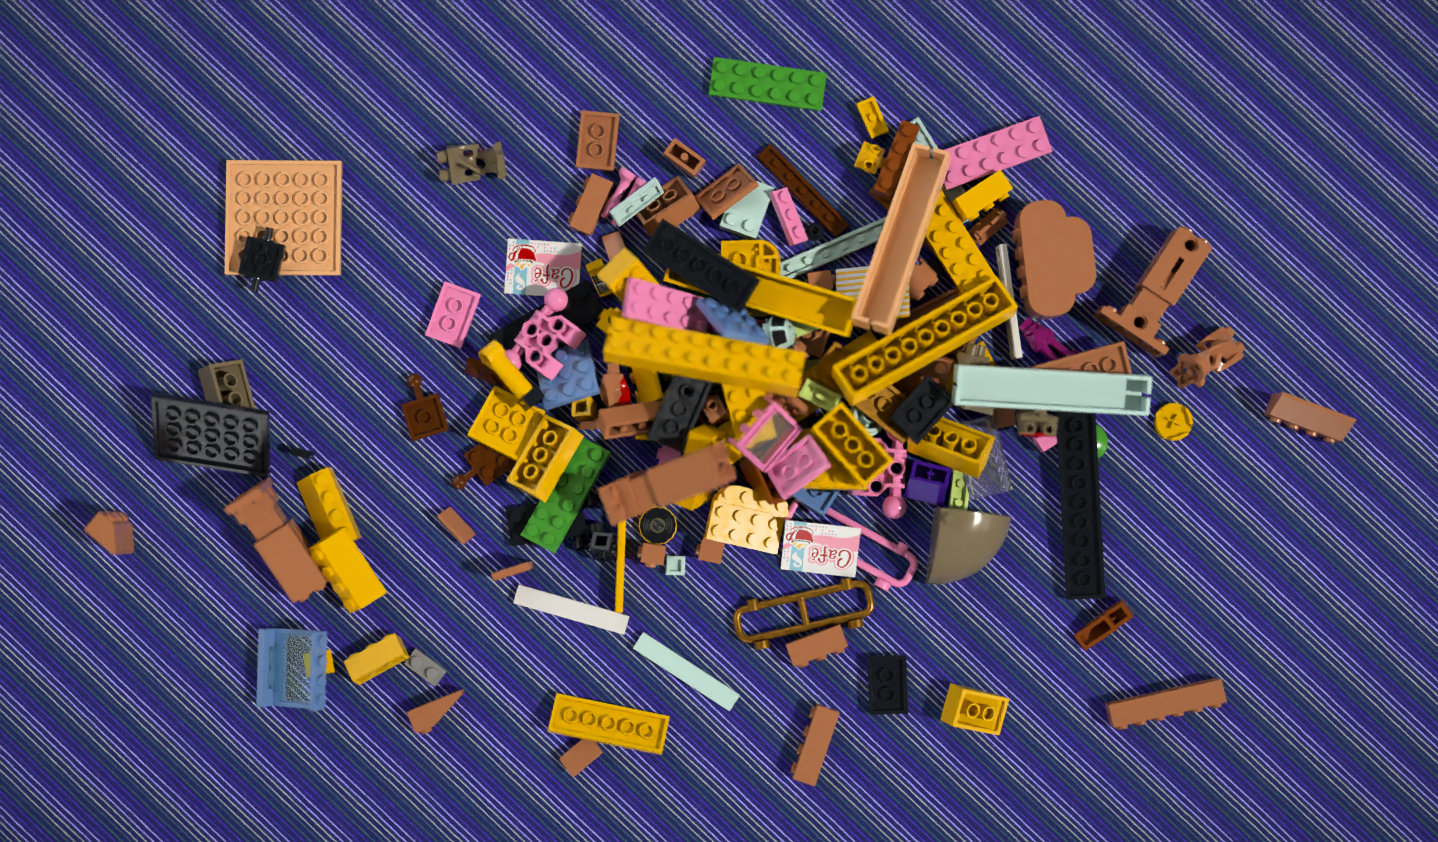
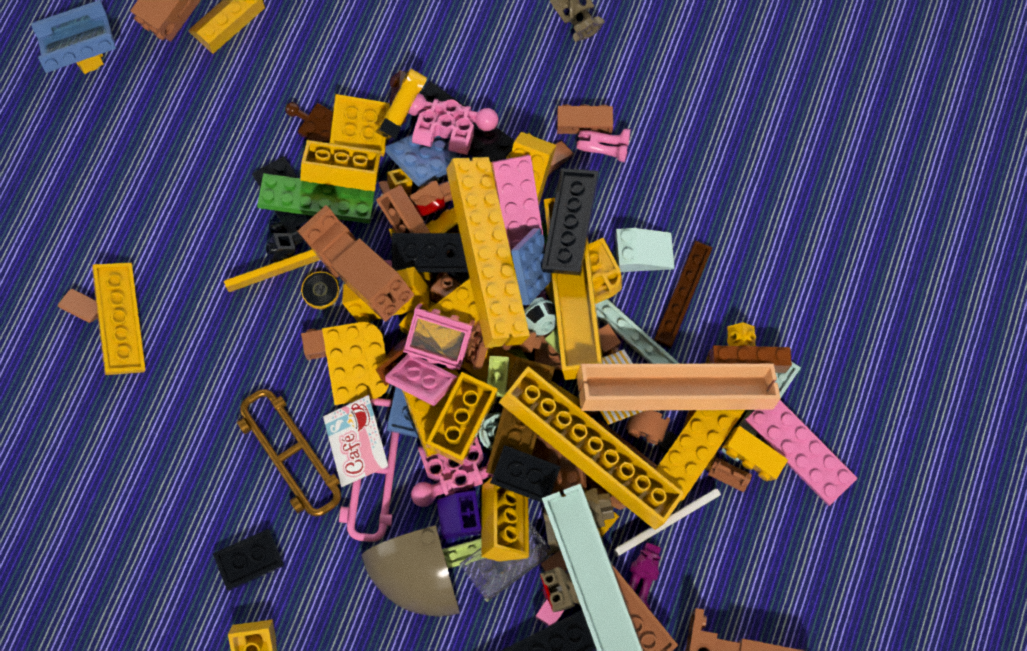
camera: 70 degrees right, 15 degrees down
(347, 570) = (175, 44): yellow slope -> none
(376, 658) = (108, 102): yellow brick -> none
(425, 414) = (340, 59): reddish brown plate -> none
(425, 667) = (116, 147): light grey plate -> none
(429, 714) = (75, 166): nougat slope -> none
(453, 314) = (437, 48): bright pink plate -> none
(456, 525) = (252, 122): nougat slope -> none
(512, 570) = (228, 179): nougat tile -> none
(540, 266) = (514, 102): sticker -> none
(571, 609) = (214, 247): white tile -> none
(597, 140) = (644, 103): nougat plate -> none
(636, 202) = (604, 152): light aqua tile -> none
(652, 554) = (291, 295): nougat brick -> none
(673, 205) = (615, 182): nougat slope -> none
(675, 565) = (289, 320): light aqua tile -> none
(684, 158) = (662, 178): nougat brick -> none
(686, 671) = (193, 369): light aqua tile -> none
(726, 191) = (650, 224): nougat tile -> none
(767, 84) = (764, 225): bright green plate -> none
(788, 216) = (653, 289): bright pink plate -> none
(809, 231) = (650, 323): black plate -> none
(815, 744) = (165, 514): nougat brick -> none
(816, 646) = (261, 476): nougat brick -> none
(872, 117) = (779, 326): yellow plate -> none
(1052, 259) = (726, 545): nougat brick -> none

